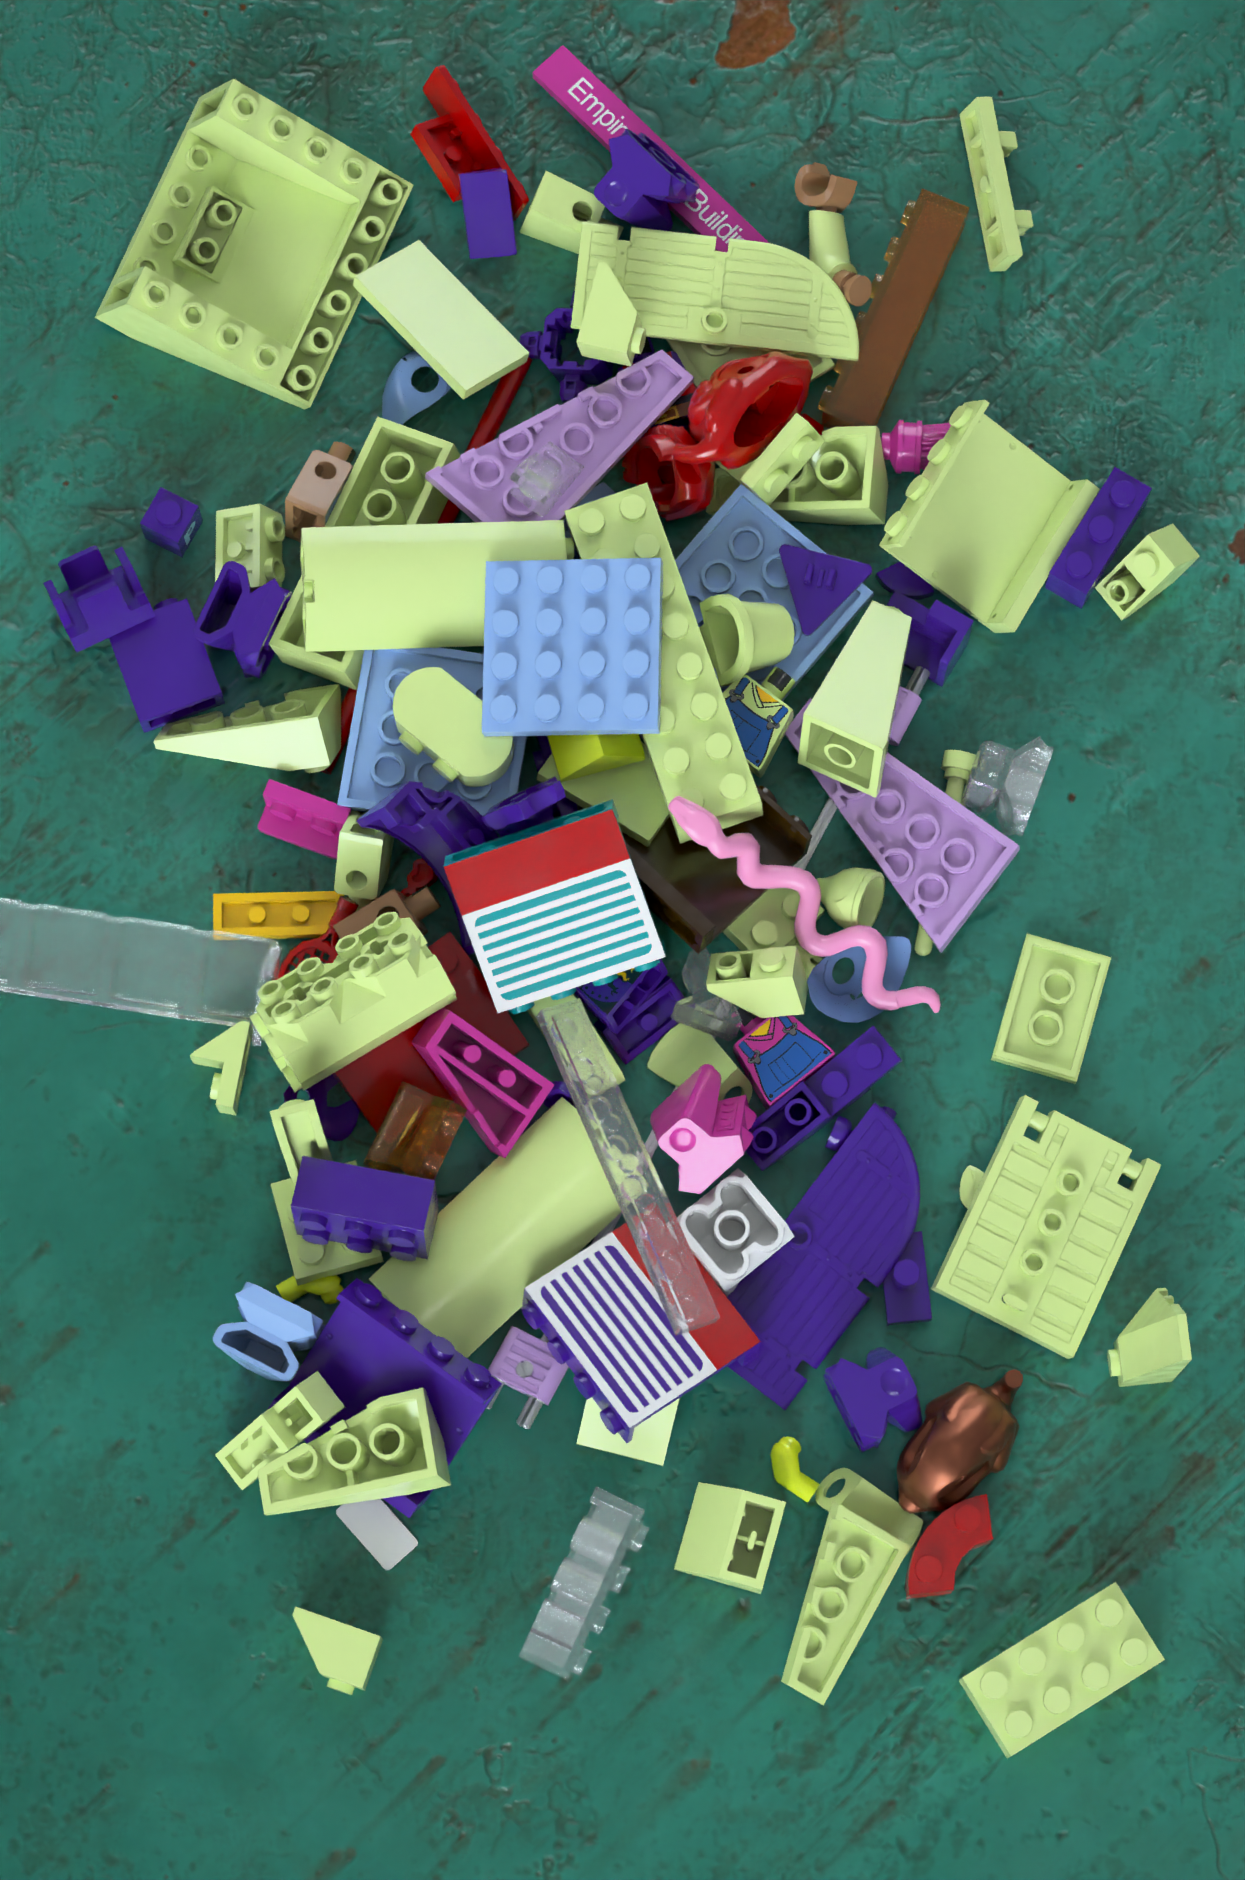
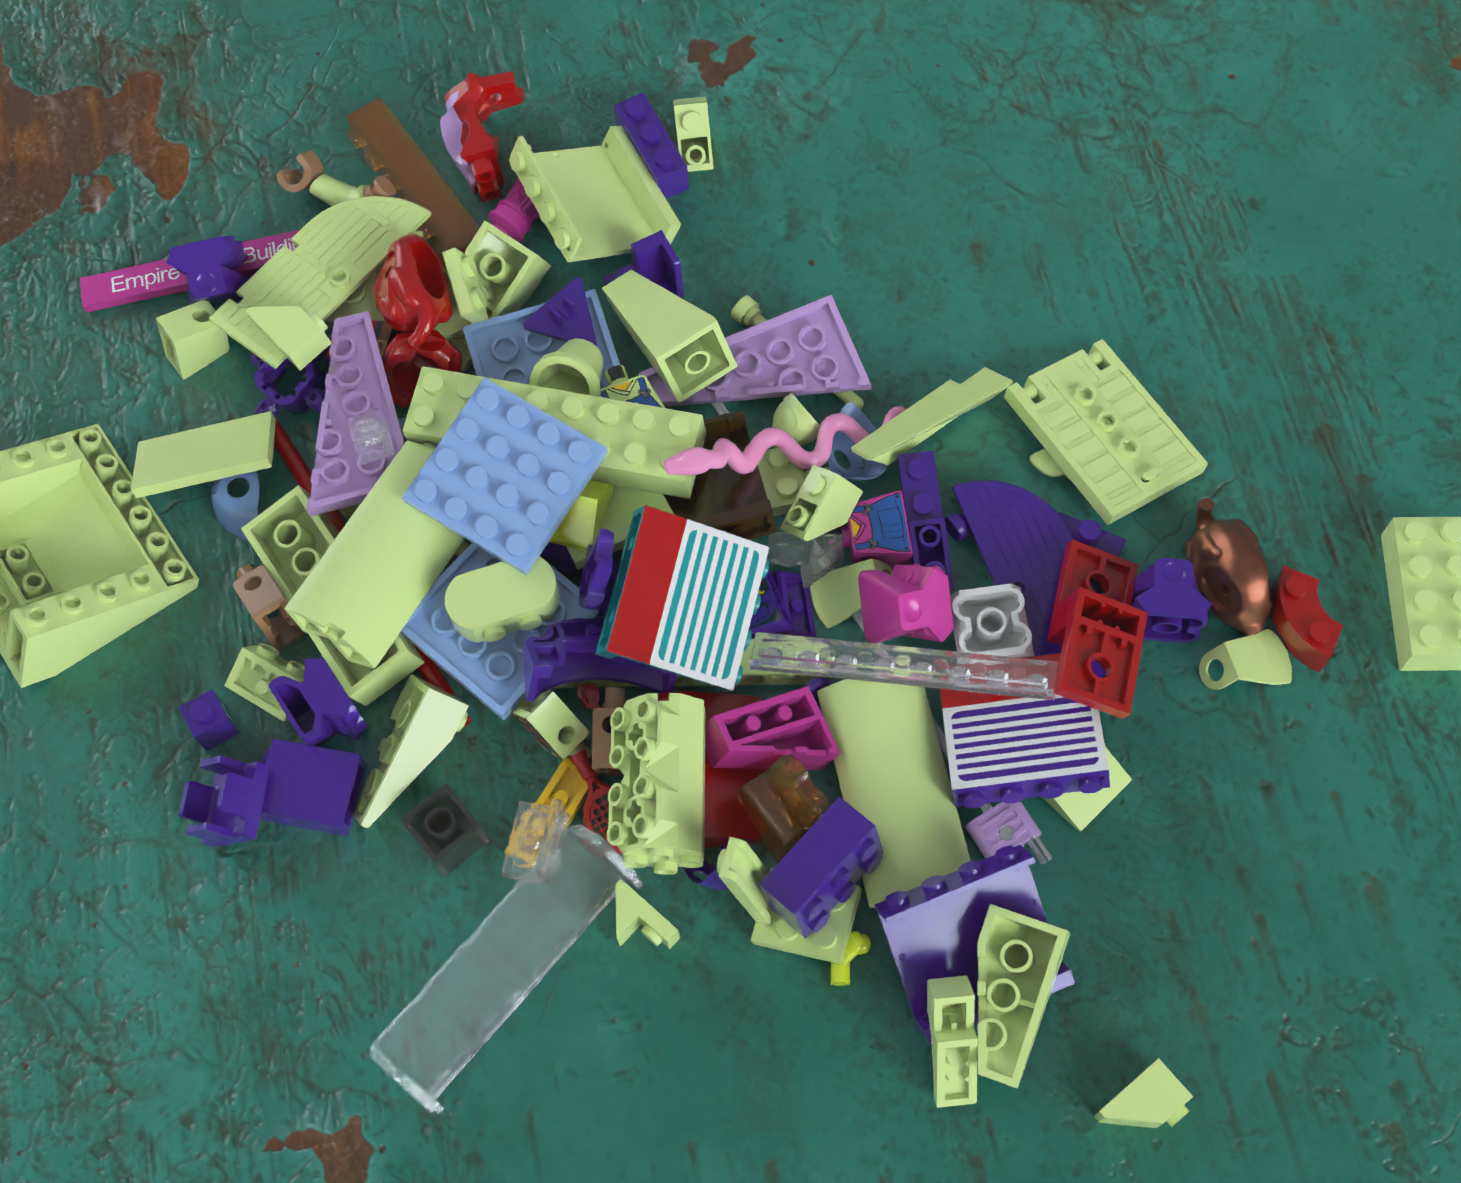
camera: 55 degrees left, 10 degrees down
(198, 824) = (445, 830): none -> clear smoke head
(236, 918) = (535, 842): none -> clear bracket
(269, 1334) = (873, 1003): light blue piece -> none
(302, 819) = (493, 752): dark pink bracket -> none
(378, 1530) = (1068, 1017): white sticker -> none
(459, 141) = (100, 375): red bracket -> none
(488, 213) = (155, 382): dark purple slope -> none
(584, 1584) = (1195, 883): clear wedge -> none
(730, 1536) = (1216, 758): yellowish green slope -> none
(787, 1470) = (1183, 696): neon yellow arm -> none
(789, 1337) = (1097, 629): none -> red bracket
(842, 1595) = (1303, 709): yellowish green wing -> none
(905, 581) = (594, 272): dark purple tile -> none
(941, 1030) = (930, 415): none -> yellowish green wedge
(976, 334) = (464, 136): none -> red hips
(986, 154) = (371, 82): yellowish green hinge -> none
(1007, 782) = (782, 278): clear piece -> none
(1051, 1008) = (946, 344): yellowish green tile -> none
(1152, 1344) = (1234, 391): yellowish green wedge -> none

